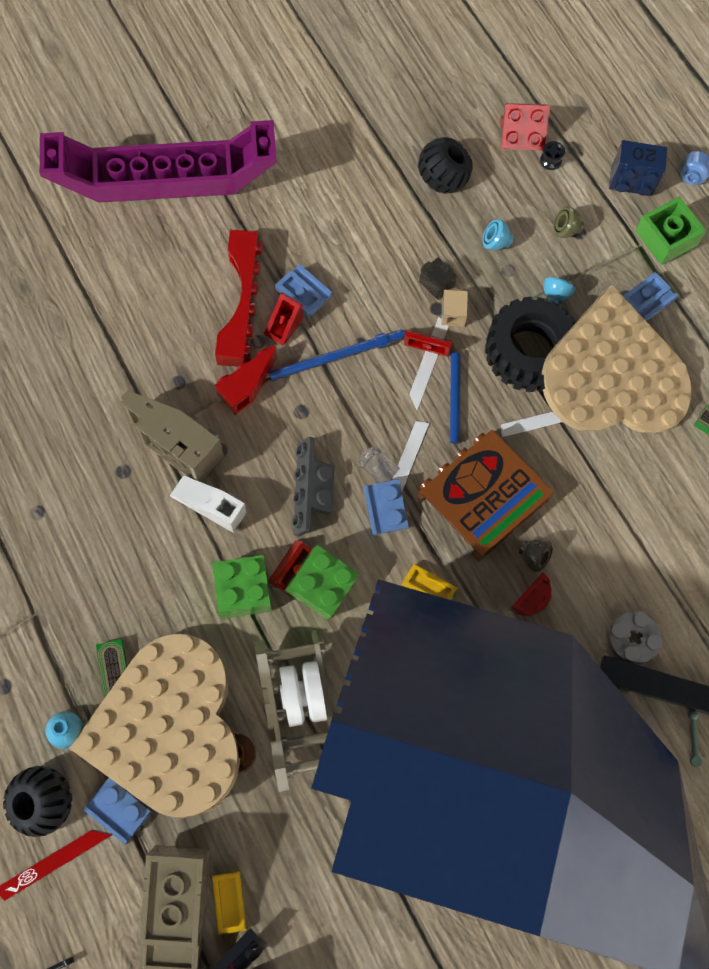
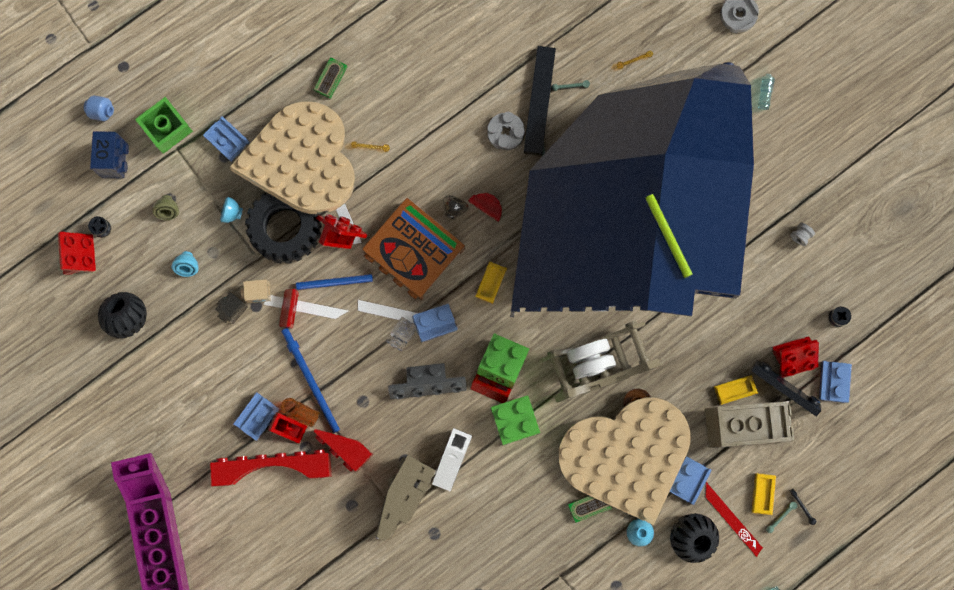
camera: 90 degrees left, 10 degrees up
(50, 957) = (792, 506): none -> sand green hinge
(76, 916) = (763, 494): none -> yellow tile
(299, 337) = (301, 413): none -> clear orange piece
(439, 772) = (668, 235): none -> lime bar
(517, 404) = (339, 232): none -> red bracket
(623, 482) = (385, 148): none -> clear yellow hinge

